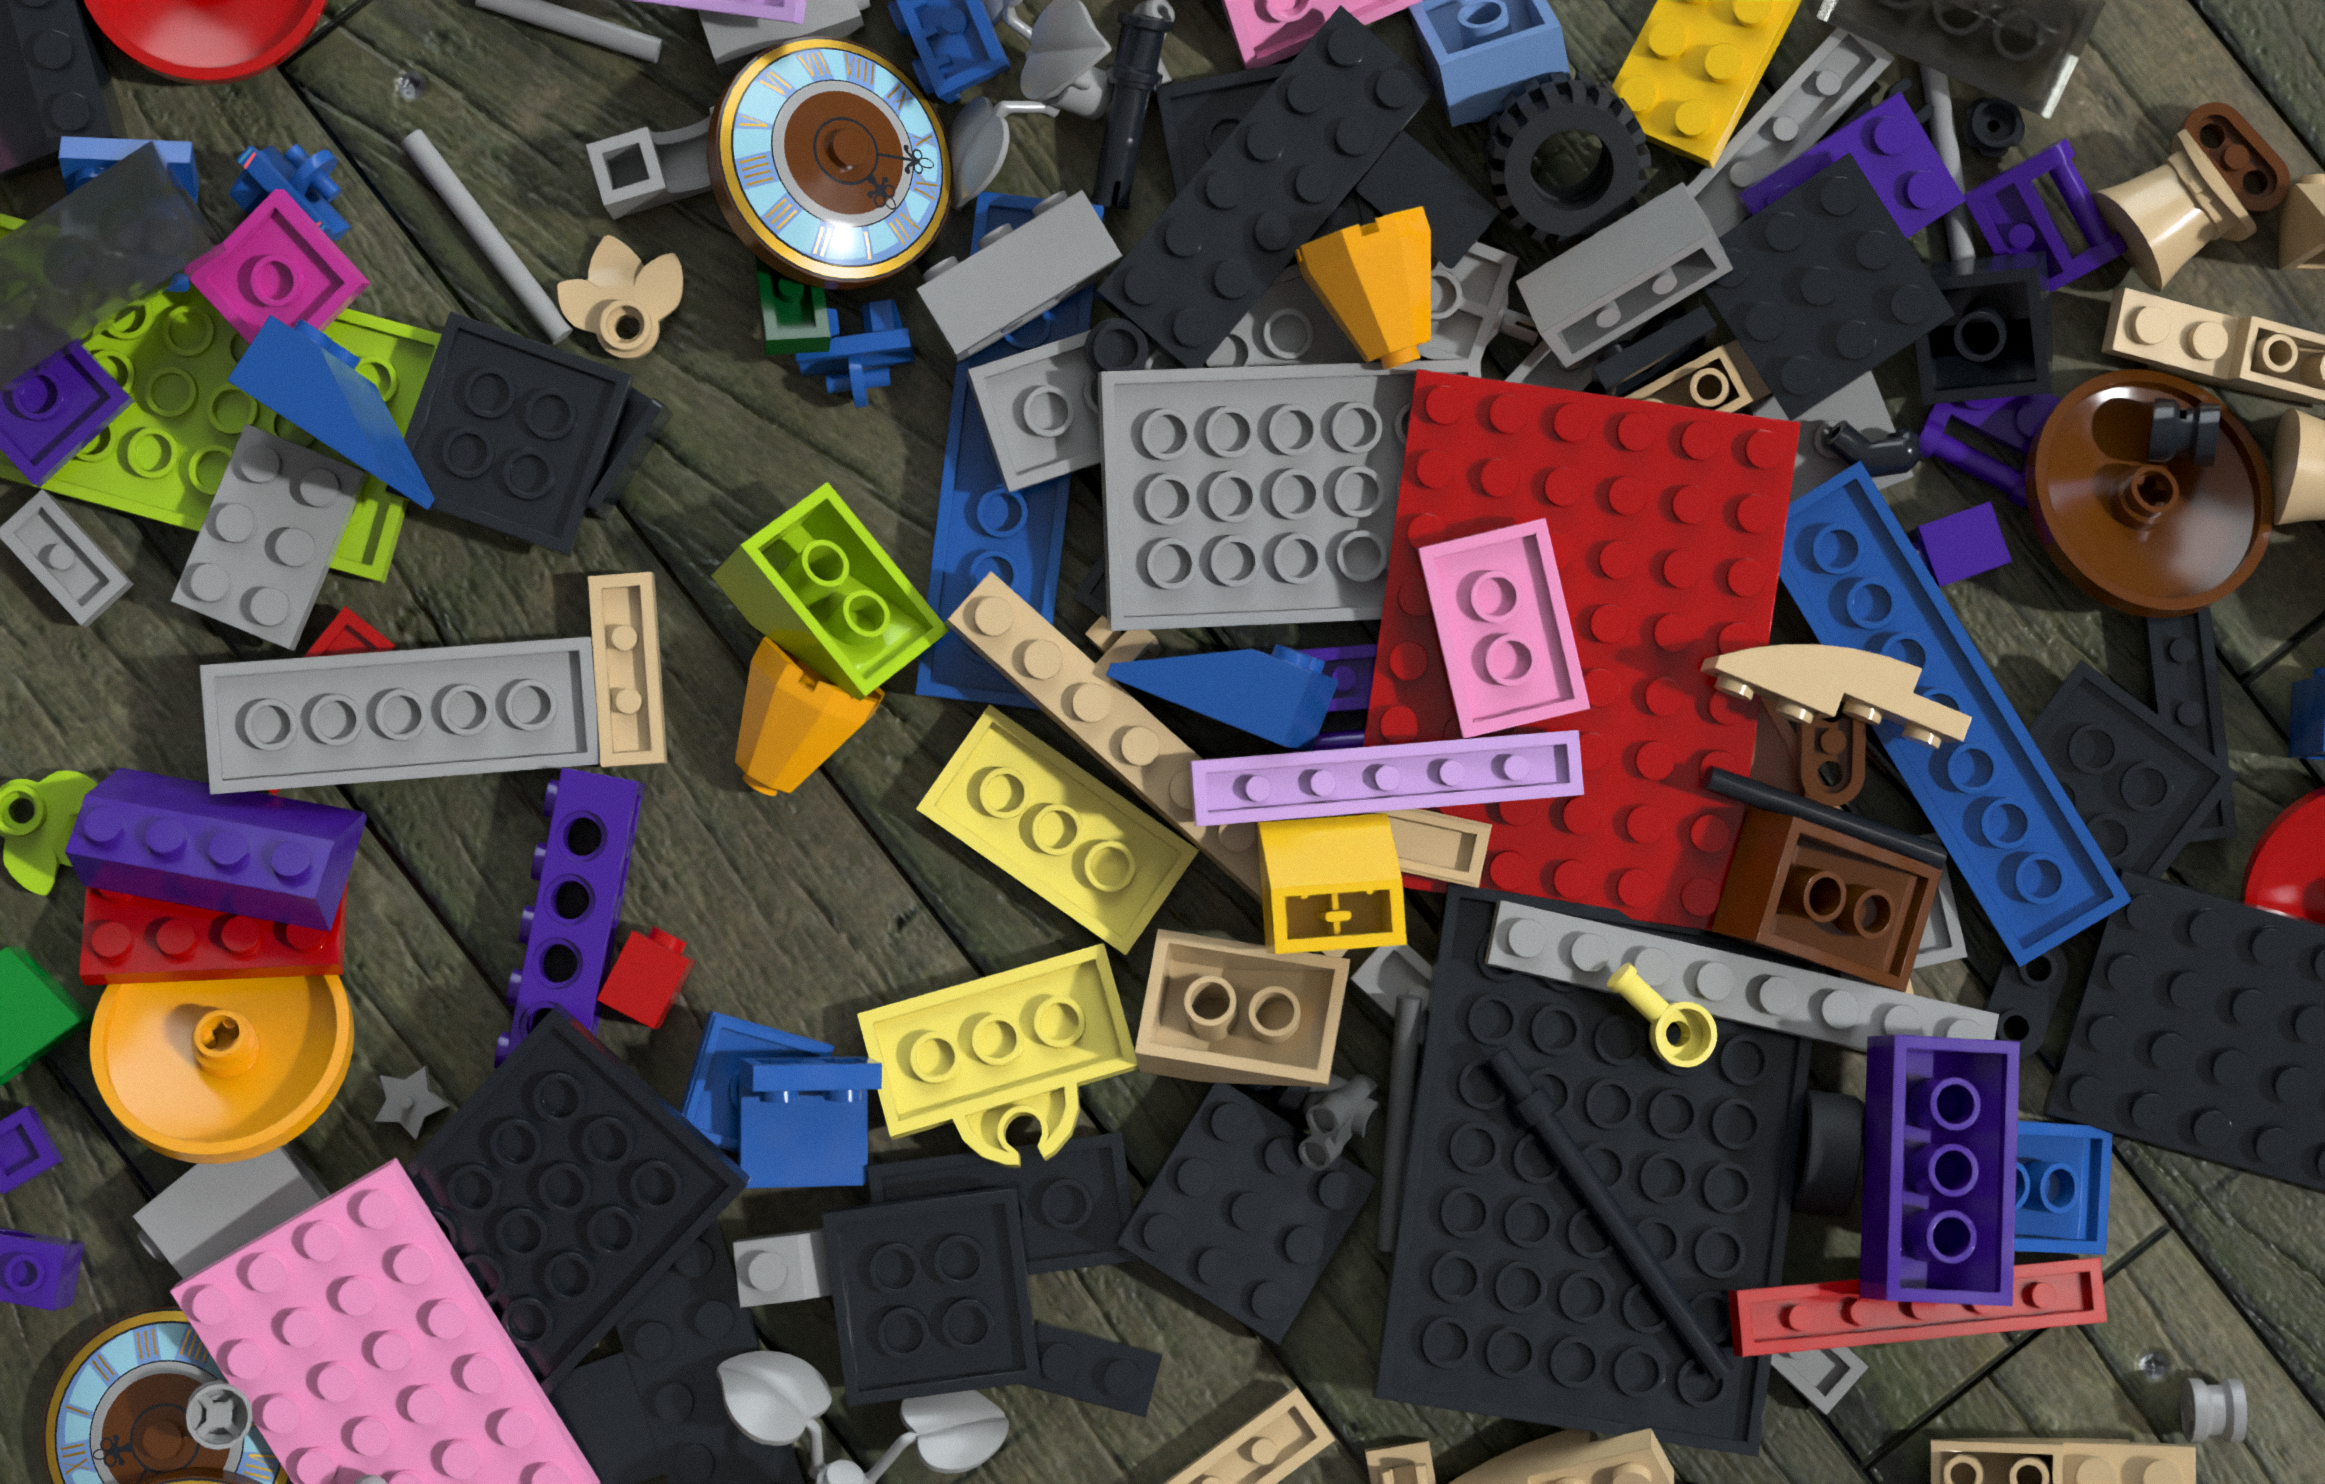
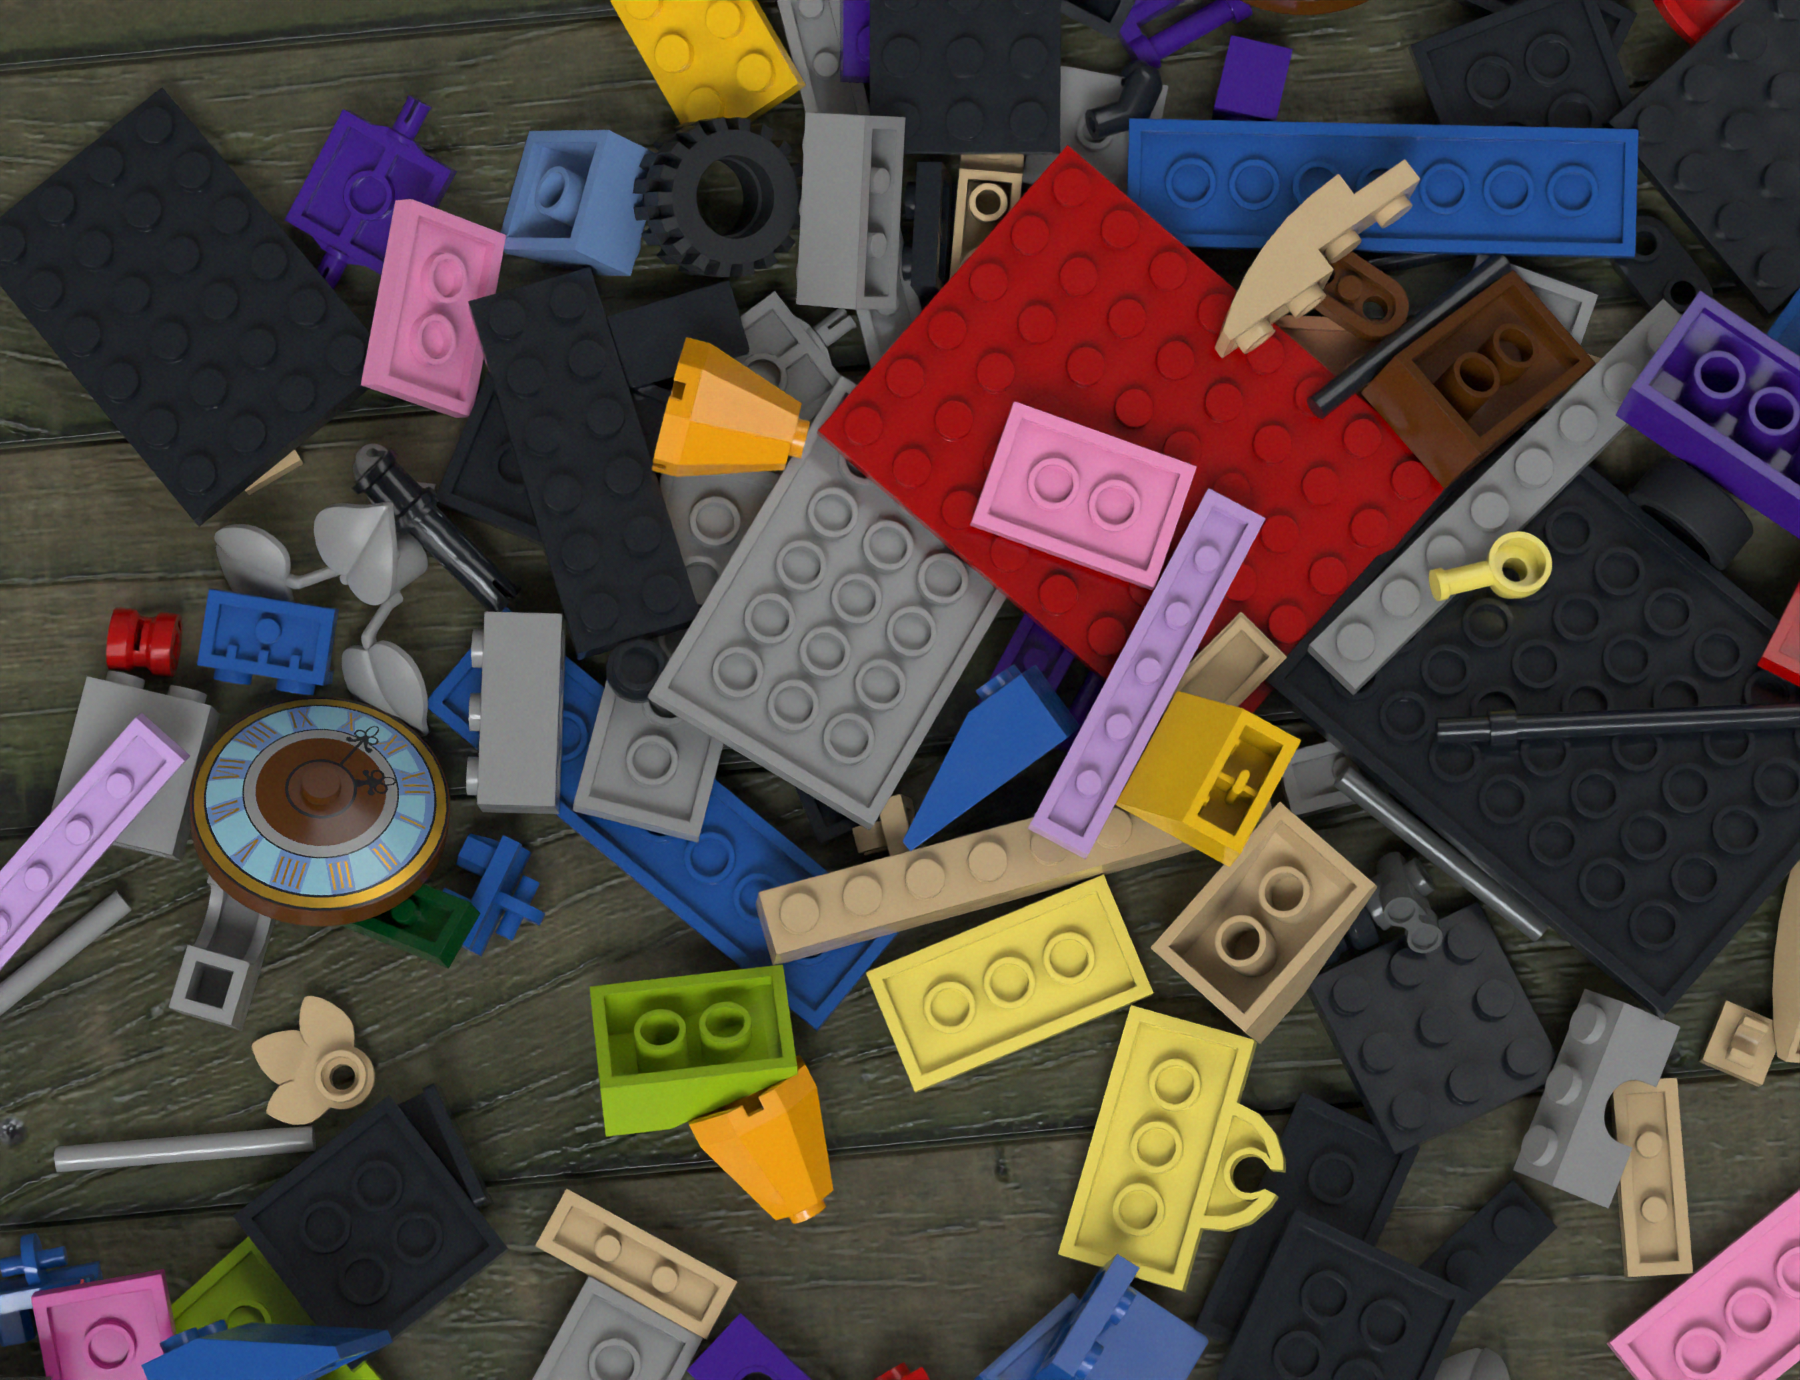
camera: 50 degrees left, 5 degrees down
(1315, 1362) = (1568, 1134): none -> light grey arch

